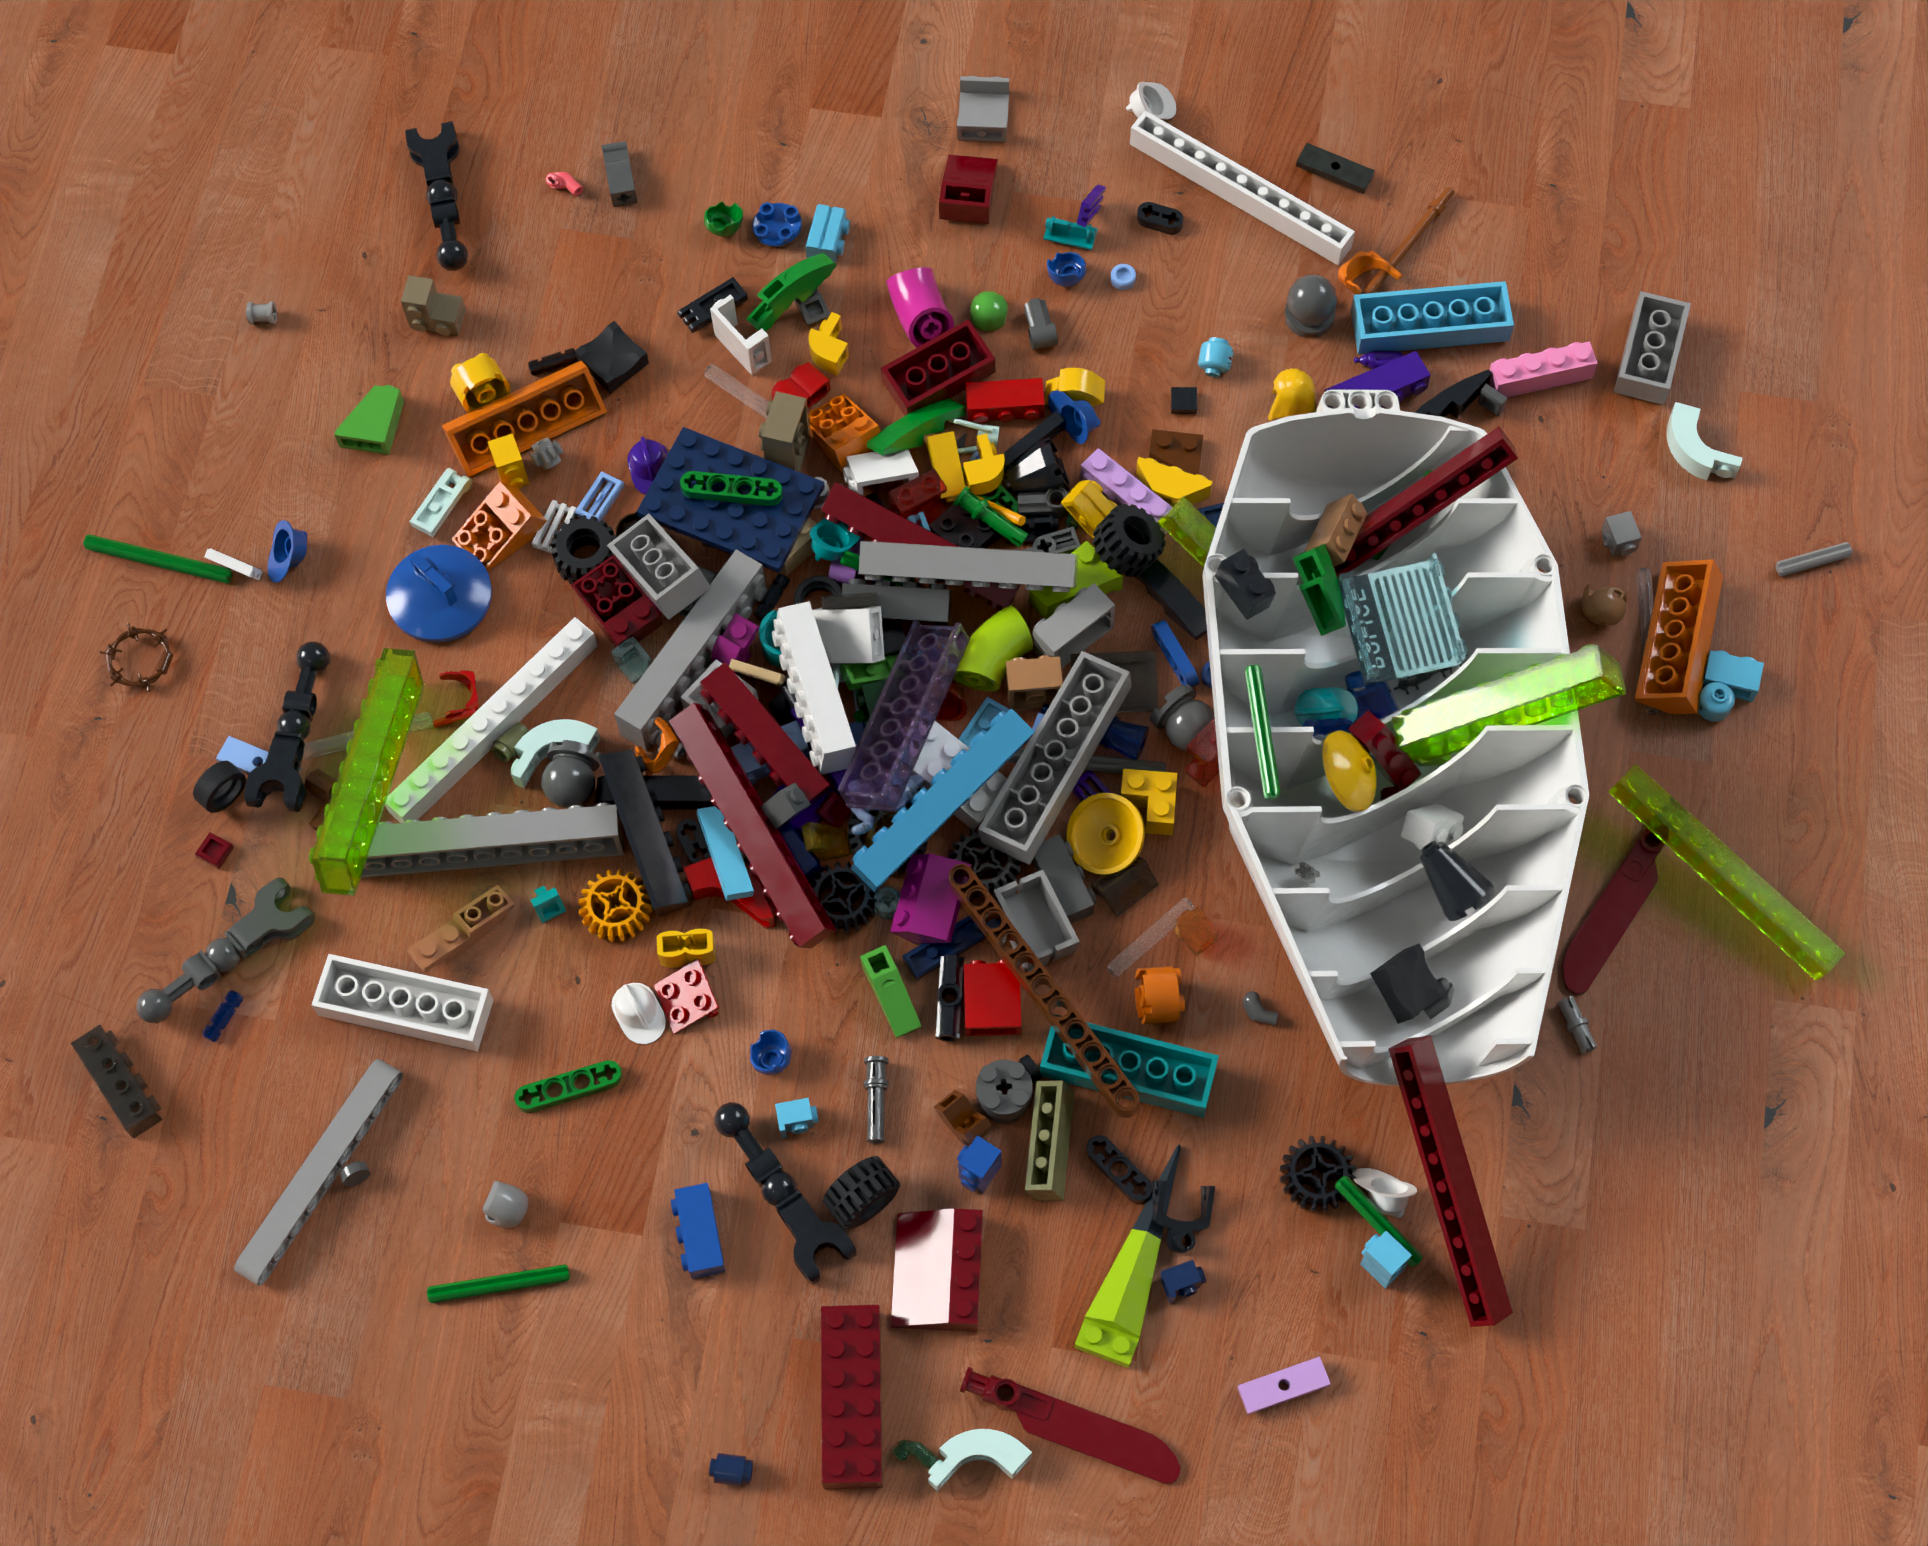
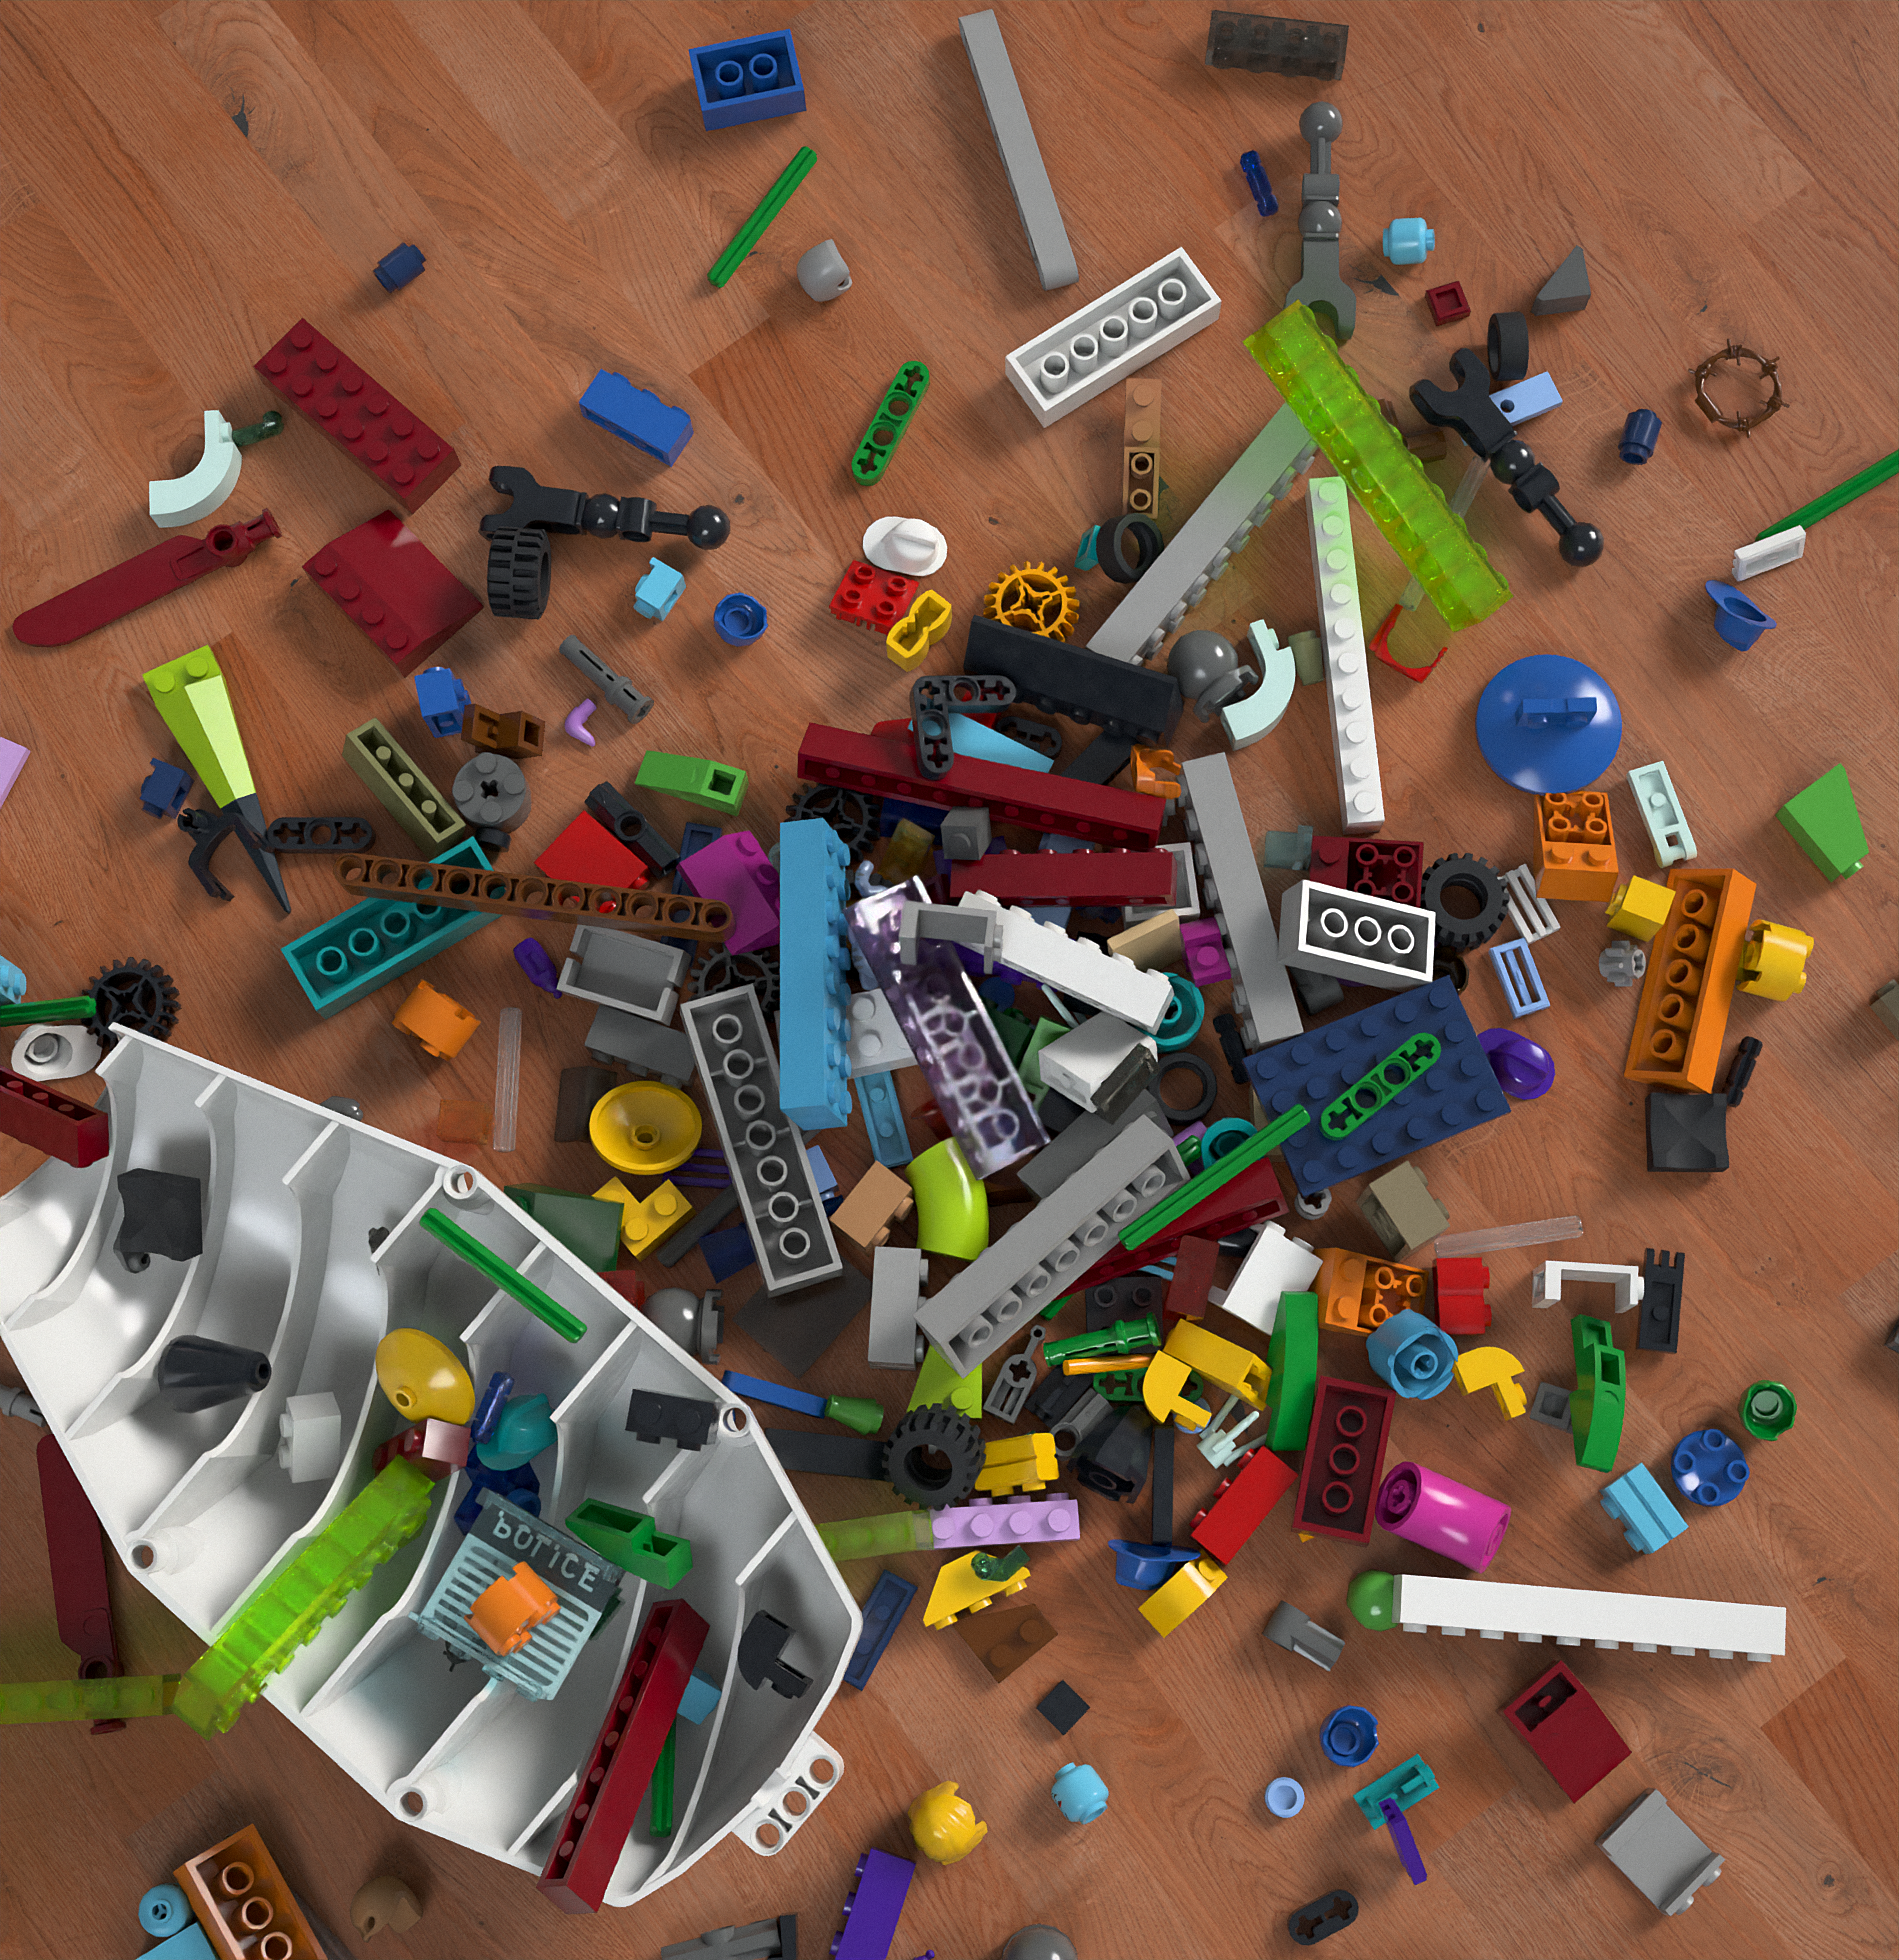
camera: 135 degrees right, 10 degrees up
(148, 793) = (1567, 288): none -> dark grey slope
(192, 898) = (1408, 241): none -> medium azure head
(216, 681) = (1639, 436): none -> dark blue brick
(354, 1173) = (985, 175): dark grey tile -> none
(413, 1369) = (747, 79): none -> blue brick
(531, 879) = (1109, 546): none -> black tyre
(723, 878) = (946, 703): none -> black beam
(854, 380) = (1412, 1355): none -> dark azure brick
(856, 524) = (1213, 1177): none -> green axle
(876, 744) = (949, 924): none -> light grey panel
(906, 214) = (1588, 1615): none -> white brick
(914, 1094) = (576, 718): none -> medium lavender animal
(1075, 979) = (537, 966): none -> dark purple piece
(1142, 605) = (856, 1413): none -> bright green cone
(1150, 467) = (999, 1569): none -> clear green arm
(1198, 821) = (579, 1221): none -> dark green slope
(1308, 490) = (761, 1653): none -> black brick
(1339, 527) = (688, 1639): medium nougat brick -> none
(1410, 604) = (511, 1609): none -> orange brick

